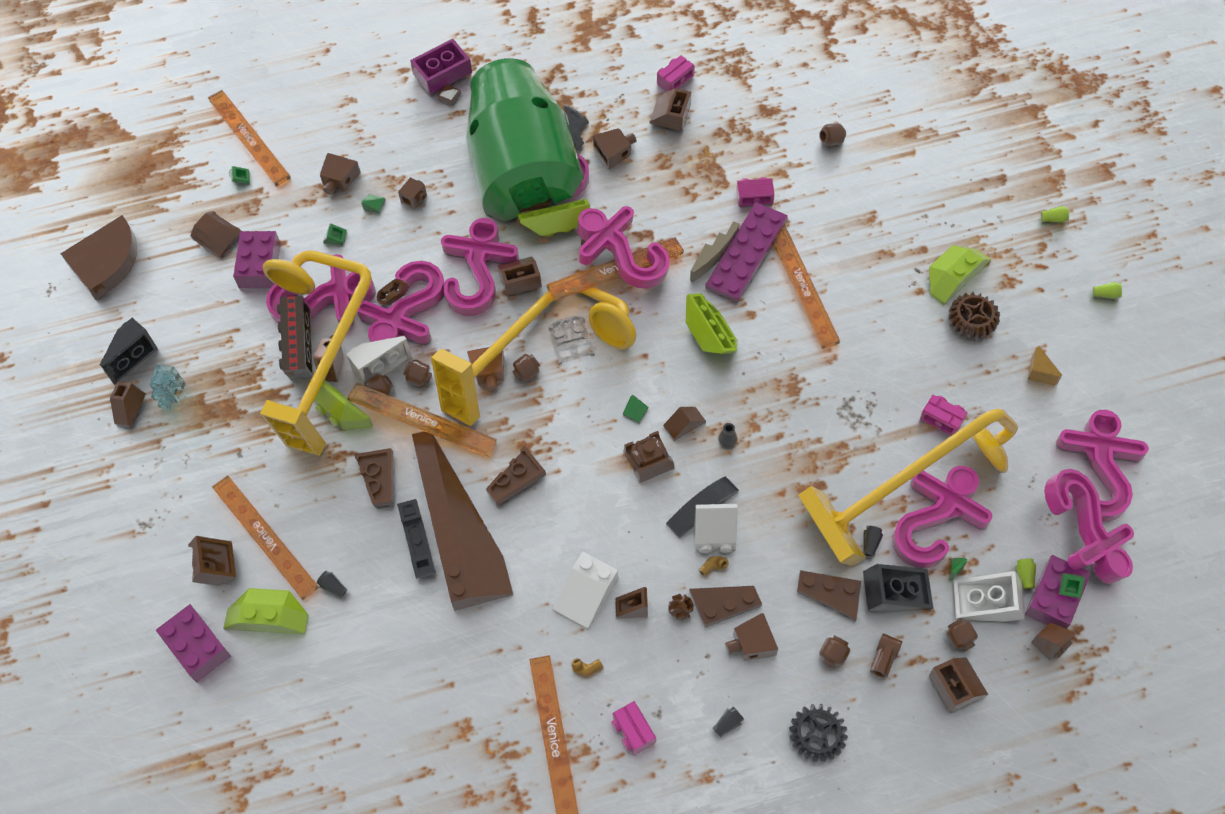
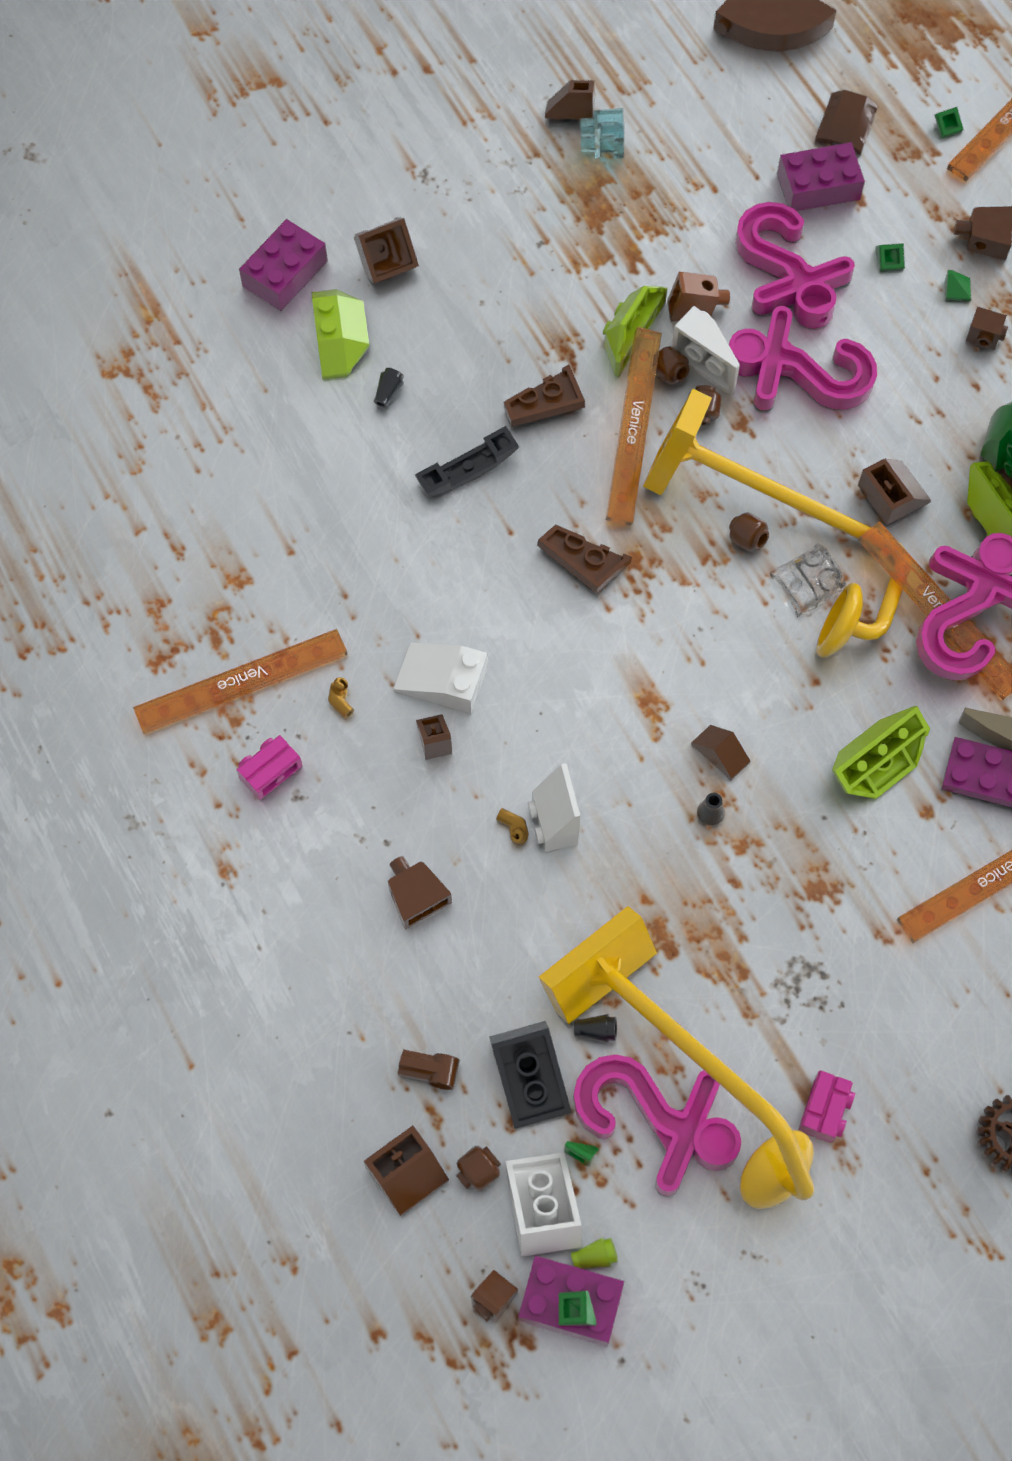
camera: 75 degrees right, 5 degrees up
(127, 350) = (641, 77): black slope -> none
(265, 537) = (435, 300): clear orange tile -> none
(292, 423) = (575, 276): yellow piece -> none
(295, 338) = (708, 245): dark brown brick -> none
(391, 289) = (816, 342): reddish brown beam -> none
(467, 551) = (468, 521): reddish brown wedge -> none
(477, 250) = (923, 433): dark pink piece -> none
(492, 372) = (734, 494): dark orange torso -> none
(635, 409) = (724, 683): green slope -> none
(648, 457) = (654, 715): reddish brown brick -> none
(681, 606) = (439, 798): reddish brown gear -> none
(715, 493) = (606, 799): black slope -> none
(724, 602) = (463, 849): reddish brown wing -> none
(729, 720) = (301, 882): black cone -> none
(810, 737) = (311, 986): black gear -> none
(833, 591) = (509, 986): reddish brown wing -> none
(834, 651) = (419, 999): reddish brown head -> none
(1043, 369) = (949, 1248): pearl gold slope -> none
(1101, 446) = (830, 1351): dark pink piece -> none
(1101, 547) = (655, 1349): dark pink piece -> none

